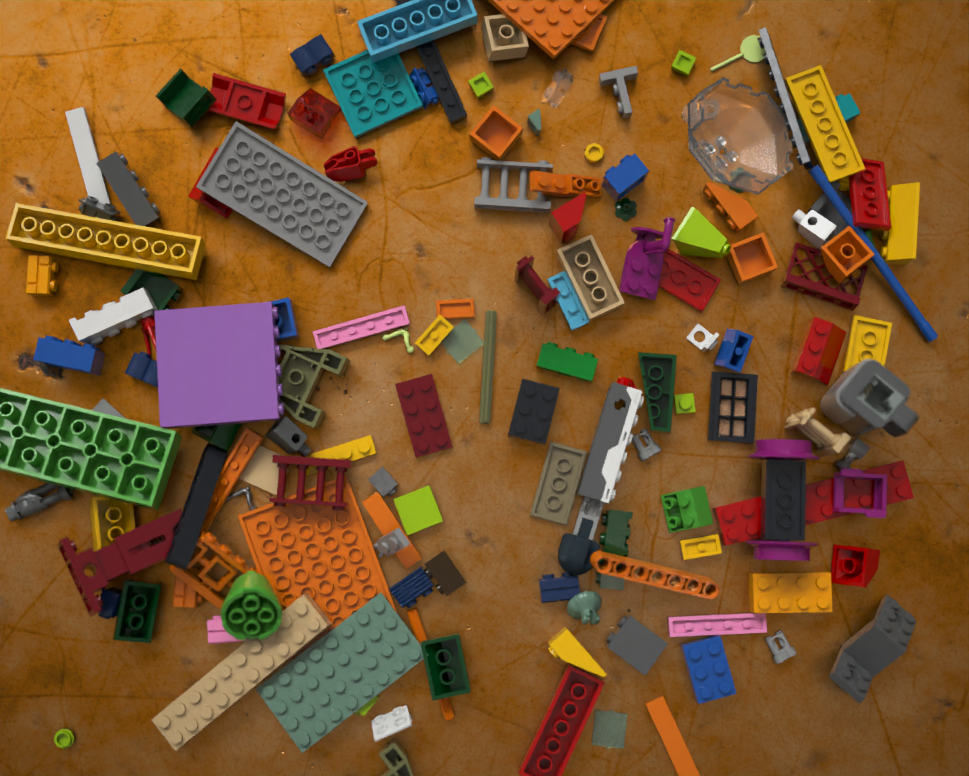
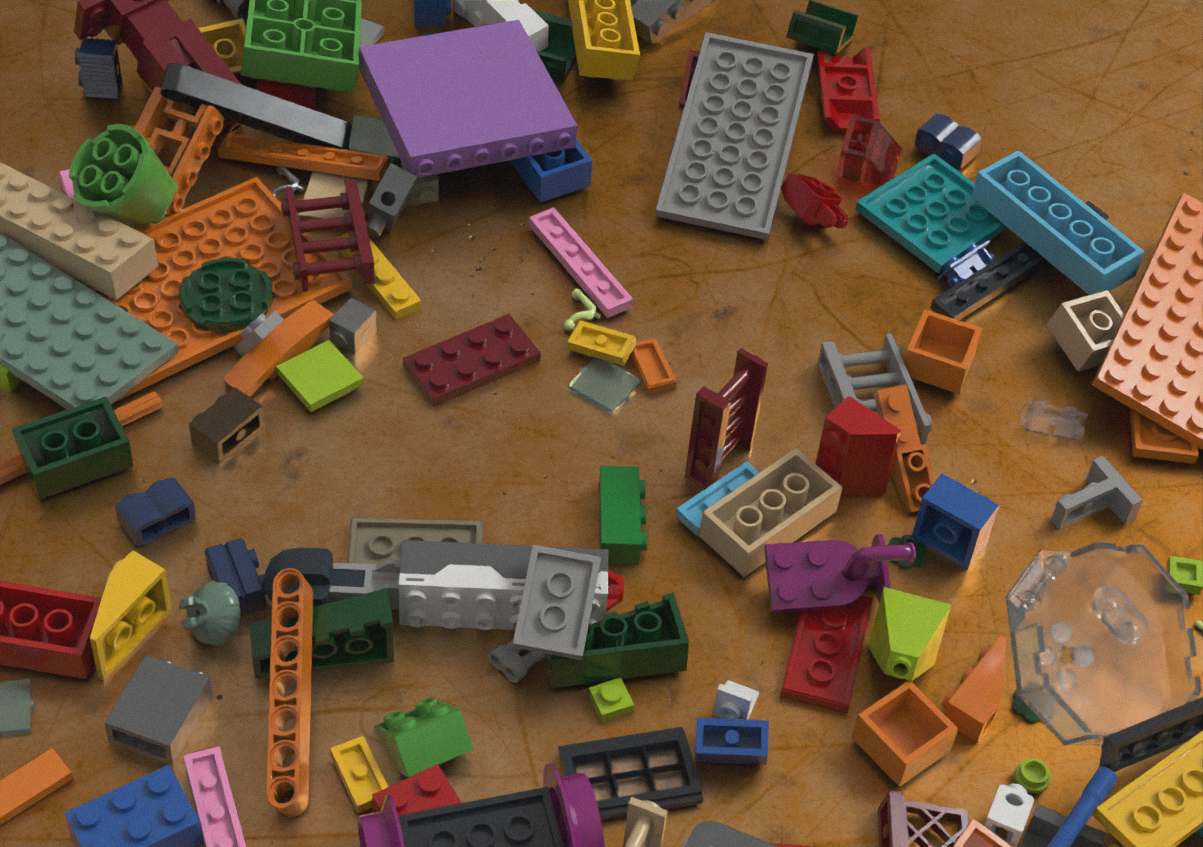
camera: 70 degrees right, 35 degrees down
(136, 611) = (91, 88): dark green slope -> none
(300, 375) = (476, 199): olive wedge -> none
(342, 554) = (225, 295): none -> dark green tile
(412, 587) = (190, 386): dark blue brick -> none
(481, 85) = (1006, 328): lime plate -> none
(487, 367) = (575, 419): olive axle -> none
(500, 625) = (155, 511): none -> dark blue brick
(533, 412) = (523, 484): black brick -> none
(534, 122) = (987, 401): sand green slope -> none
(594, 153) = (978, 484): yellow tile -> none
(644, 420) = (557, 602): none -> light grey plate
(784, 200) = (1033, 775): none -> lime plate

